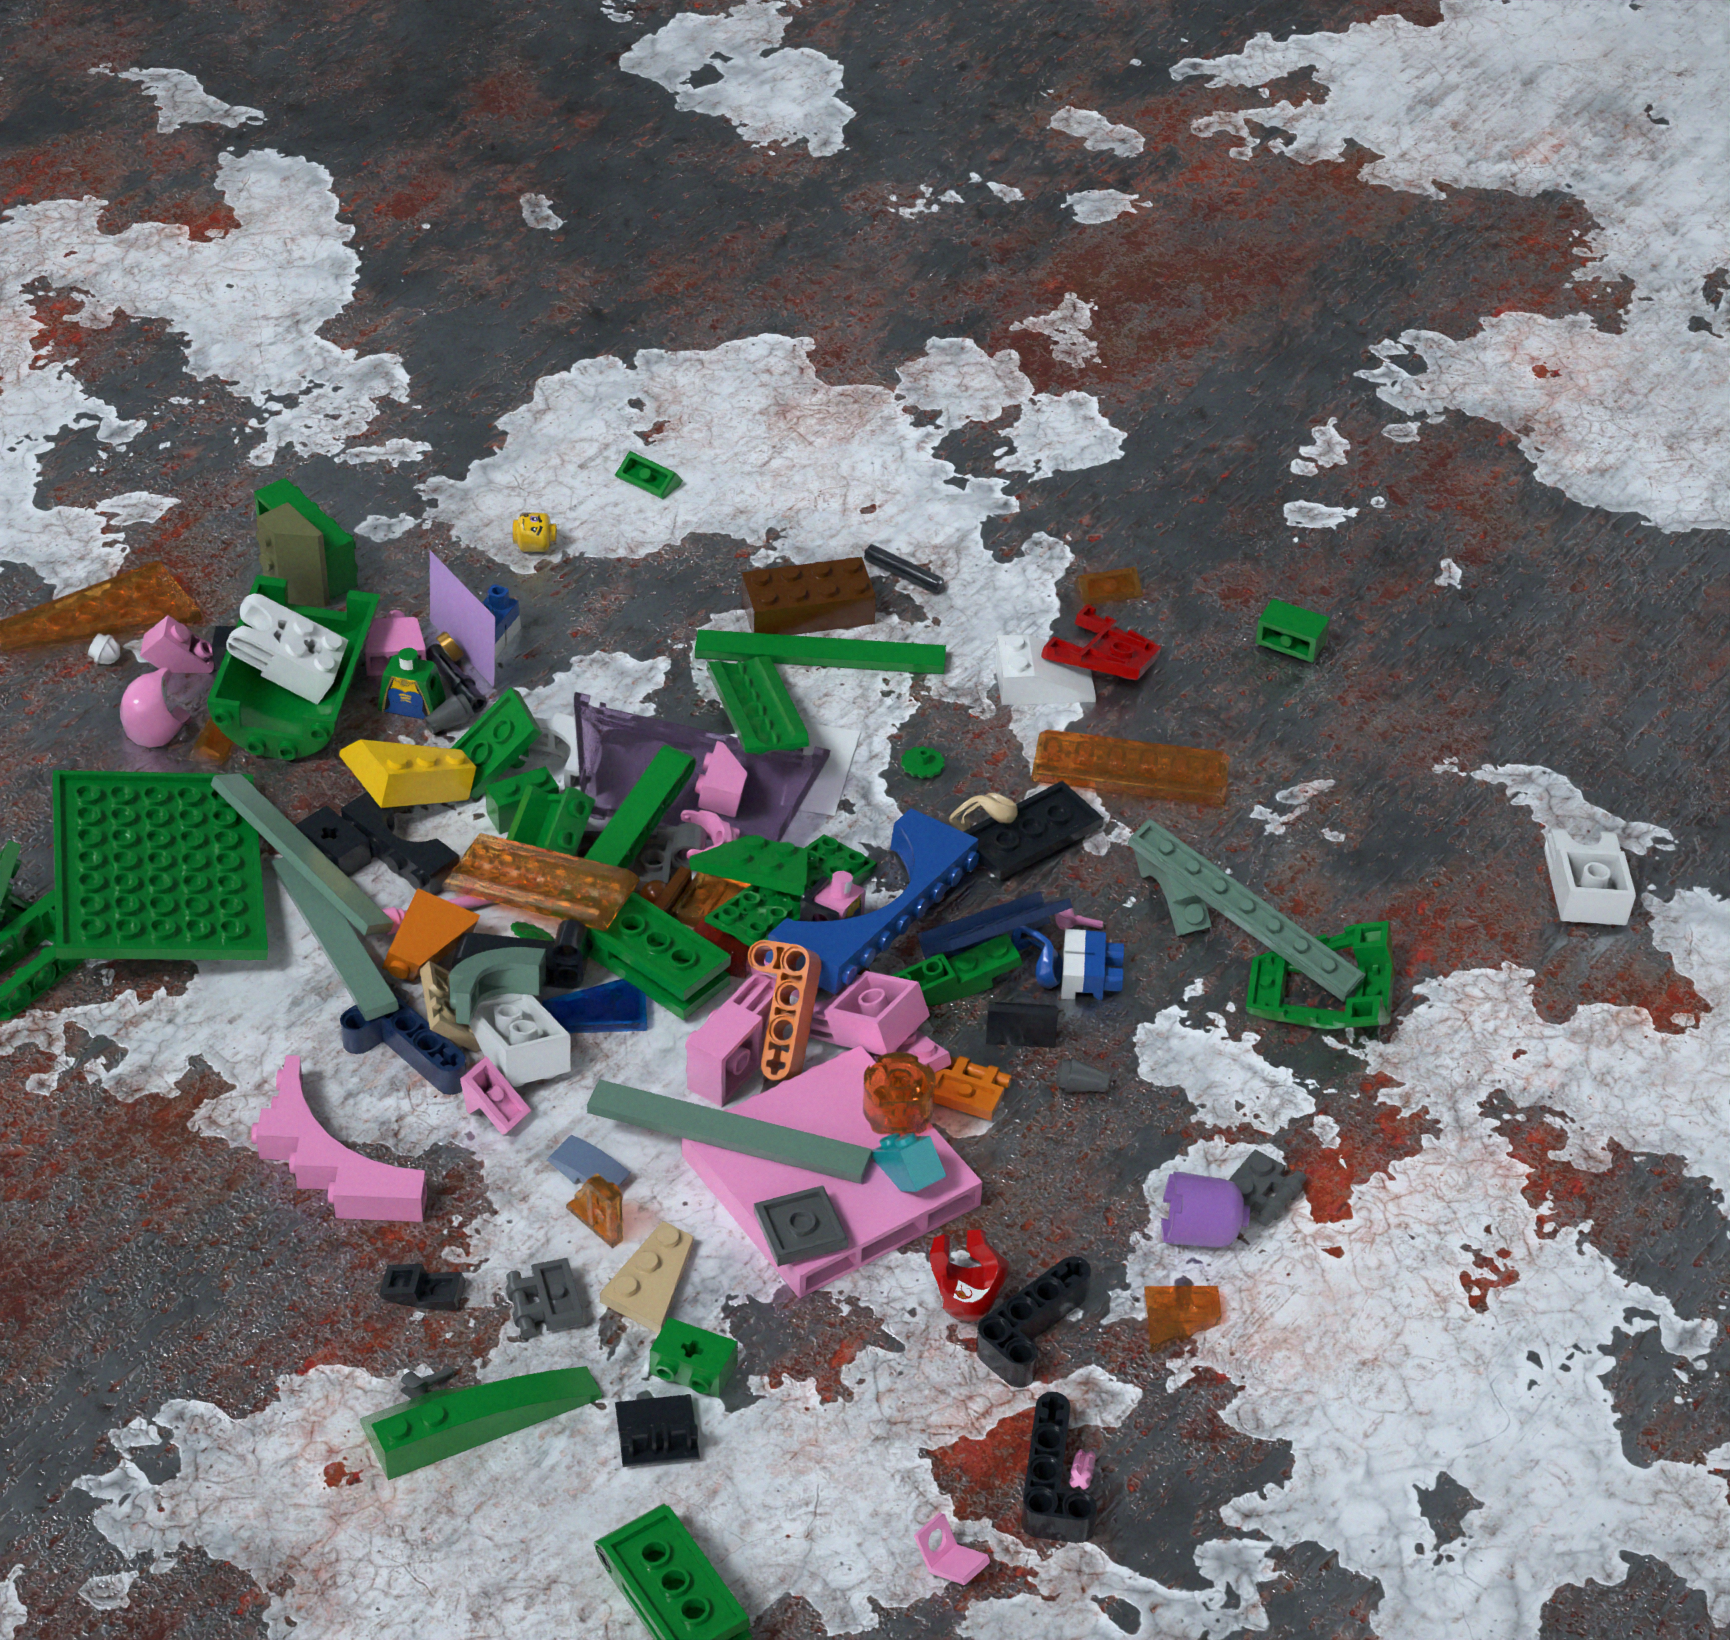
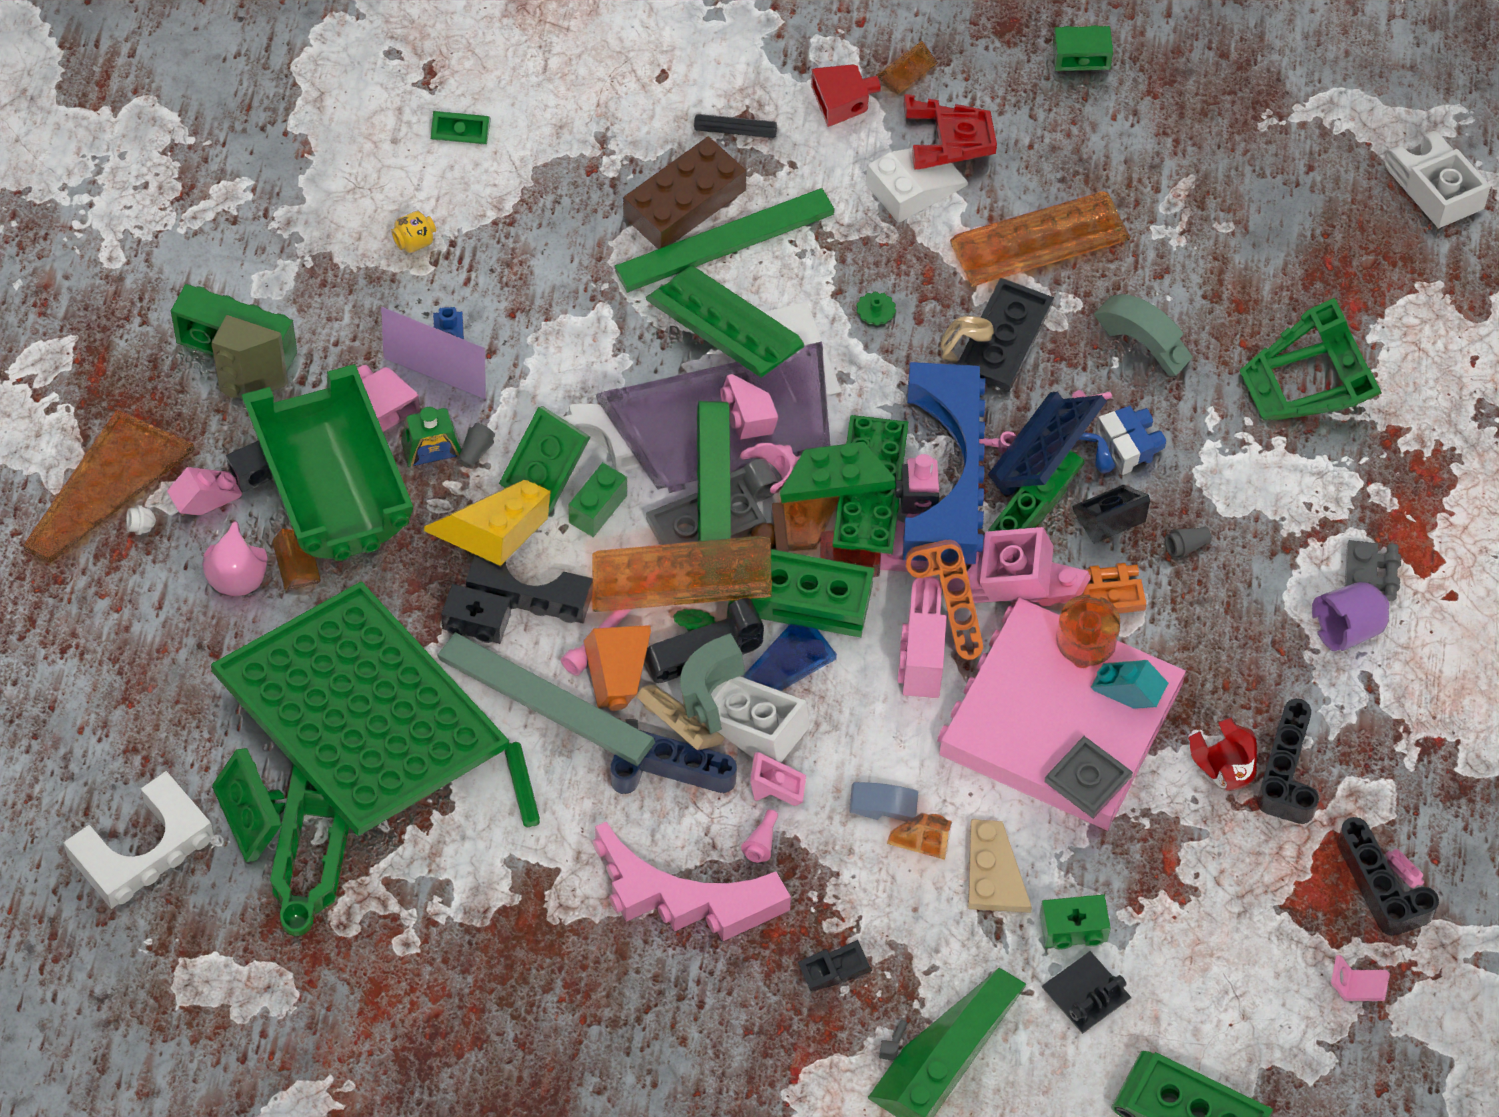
camera: 30 degrees left, 15 degrees up
(258, 999) = (522, 785): none -> green axle
(287, 647) = (319, 451): white brick -> none
(302, 854) = (466, 638): sand green tile -> none
(436, 1146) = (759, 844): none -> bright pink cone
(450, 646) = (428, 379): pearl gold tile -> none
(456, 678) = (464, 412): black pin -> none
(552, 819) = (650, 515): green panel -> none
(556, 1293) = (938, 921): dark grey plate -> none
(730, 1131) = (978, 722): sand green tile -> none
(950, 915) = (1000, 443): none -> bright pink hand
(1026, 579) = (842, 92): none -> red torso
(1179, 1312) = (1379, 704): clear orange wing -> none
(1246, 909) = (1222, 336): sand green tile -> none

